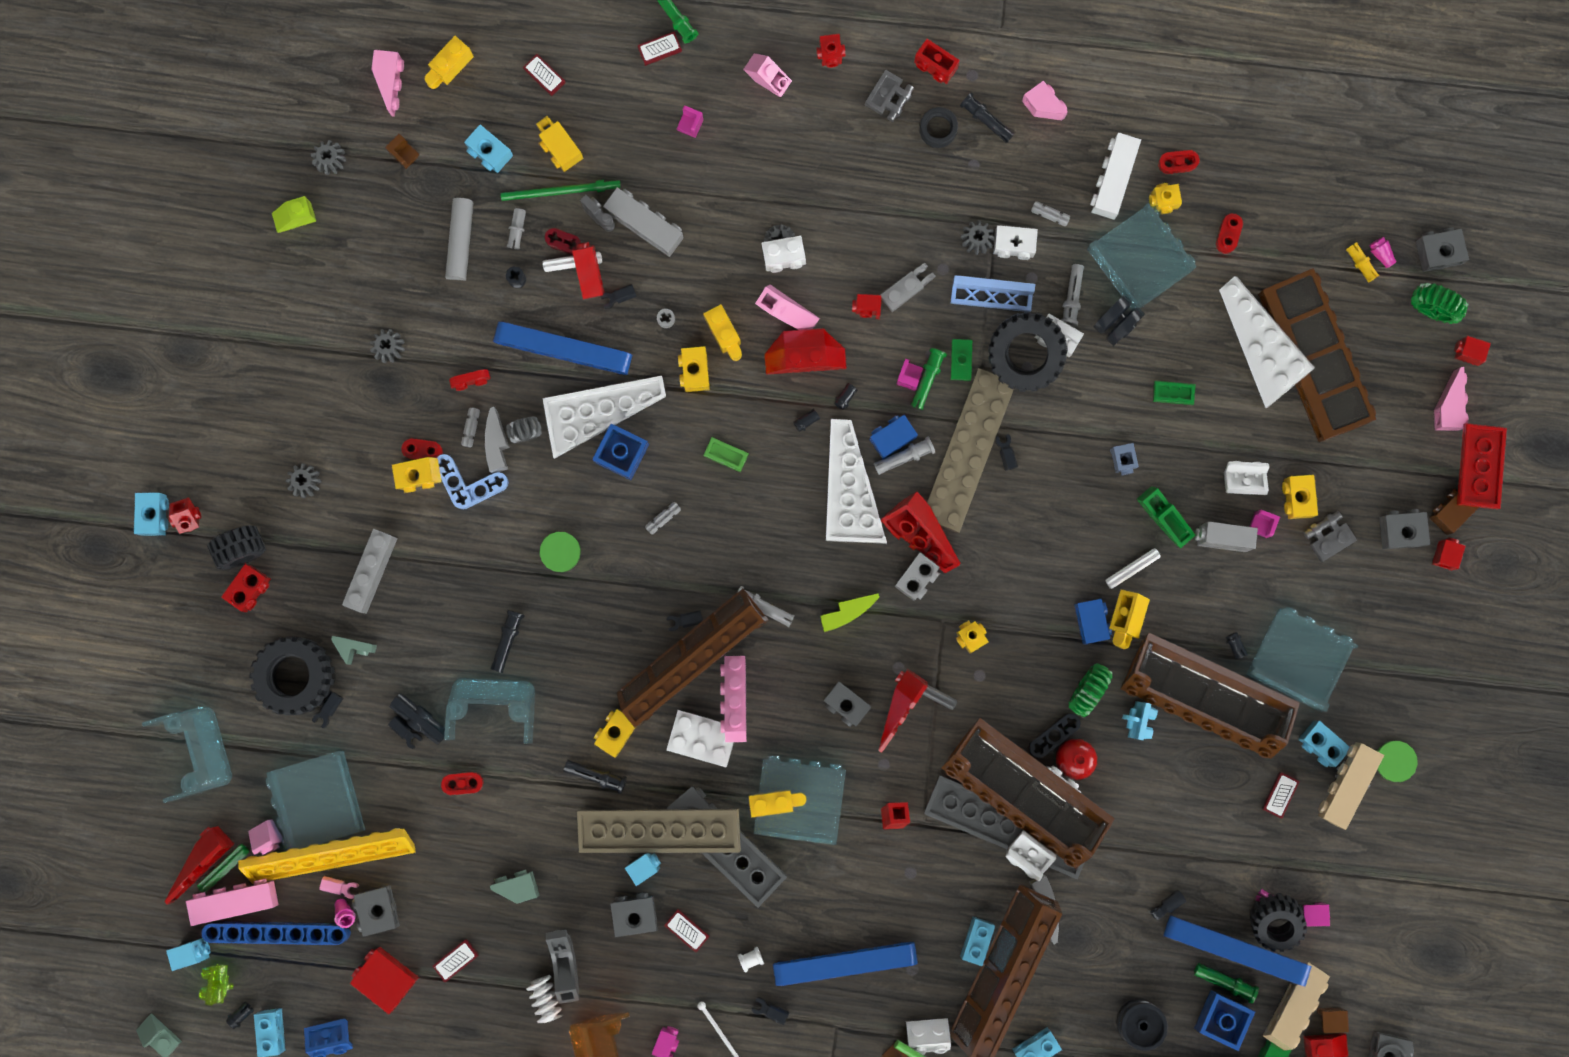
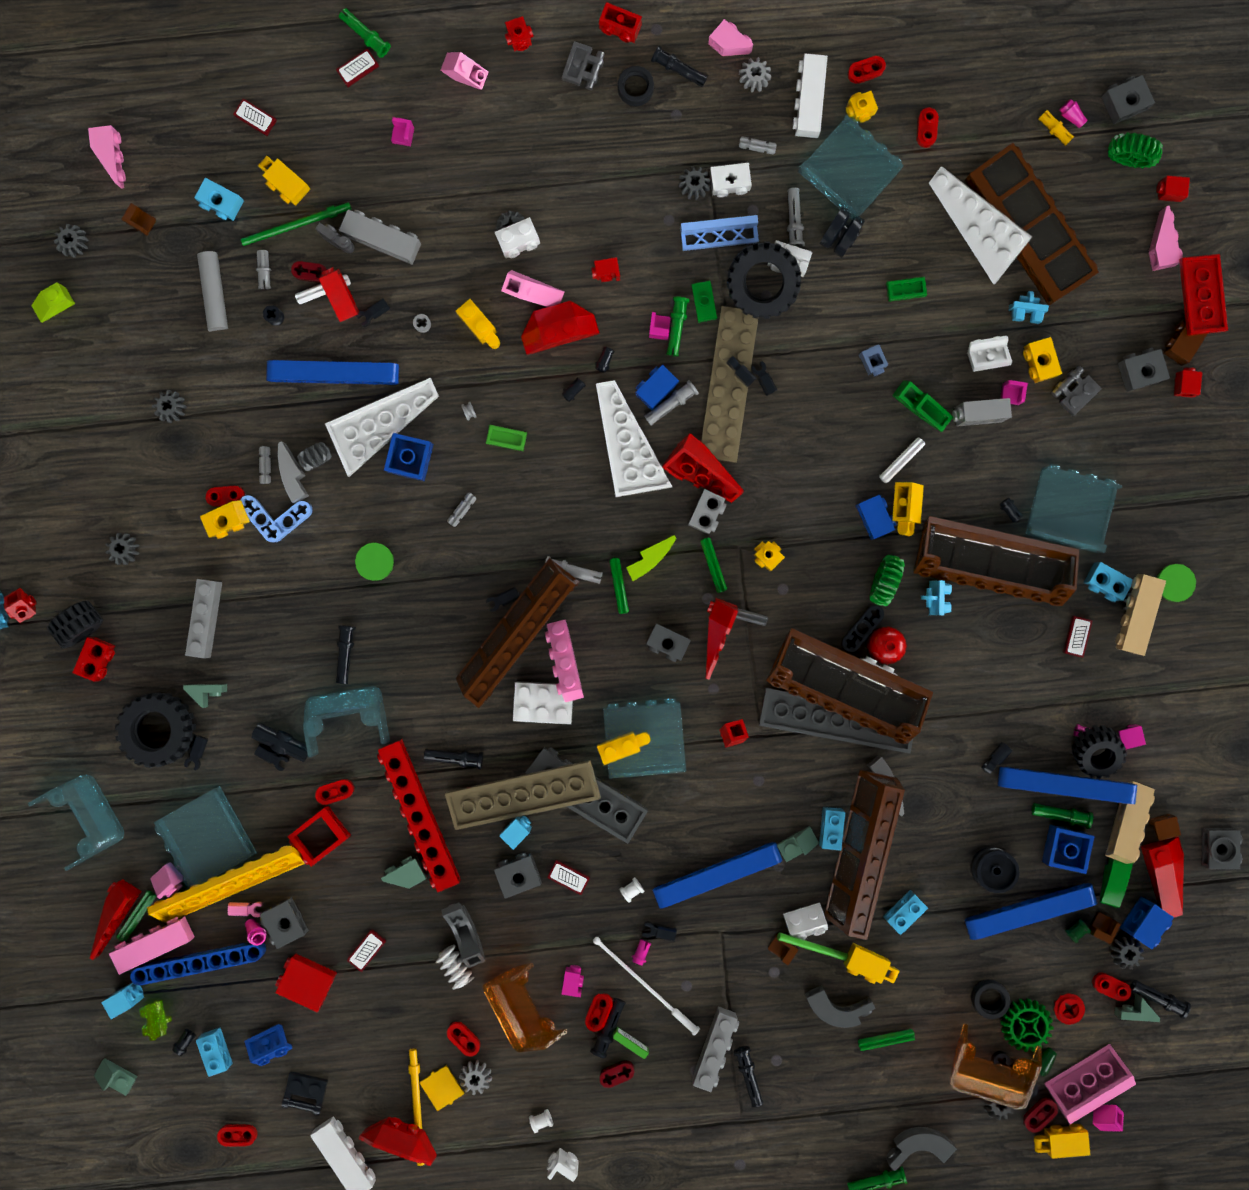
camera: 15 degrees left, 5 degrees up
(448, 63) = (161, 125): yellow brick -> none
(453, 817) = (333, 823): none -> red window
(462, 381) = (260, 417): red plate -> none
(549, 903) = (428, 822): none -> red brick
(606, 742) = (459, 726): yellow brick -> none
(693, 418) = (468, 410): none -> light grey bush
(699, 380) = (466, 374): yellow brick -> none
(745, 1029) = (641, 952): none -> dark pink pin
(808, 634) = (619, 585): none -> green axle
(906, 288) = (638, 245): light grey hinge -> none
(912, 634) = (713, 565): none -> green axle
(937, 950) = (797, 844): none -> sand green slope
(984, 440) = (741, 372): none -> black bar
(1030, 855) = (863, 742): white bracket -> none
(1063, 149) = (752, 68): none -> light grey gear
(1304, 444) = (1027, 306): none -> medium azure hips

